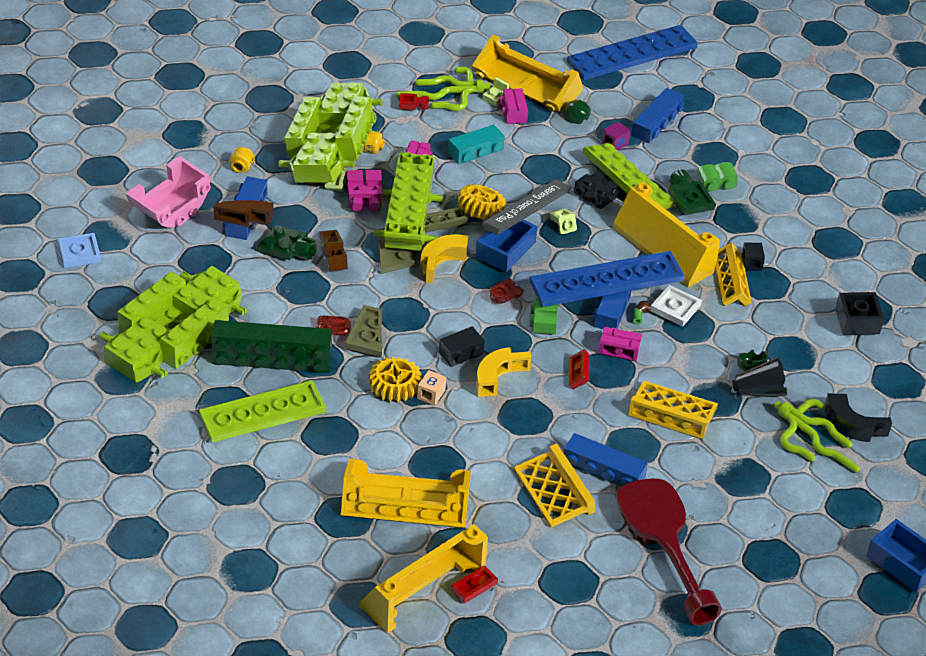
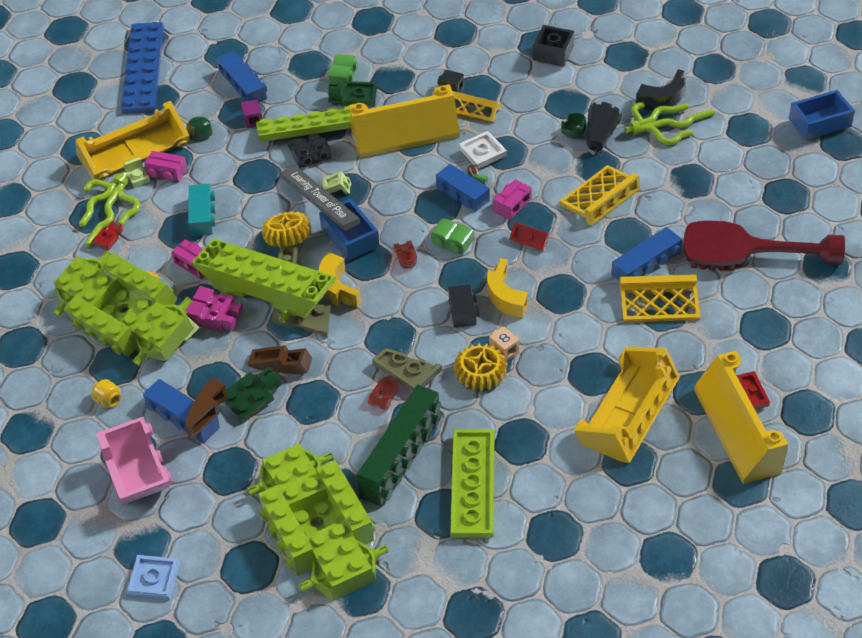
camera: 60 degrees left, 5 degrees up
(606, 278) = (442, 177): blue plate -> none

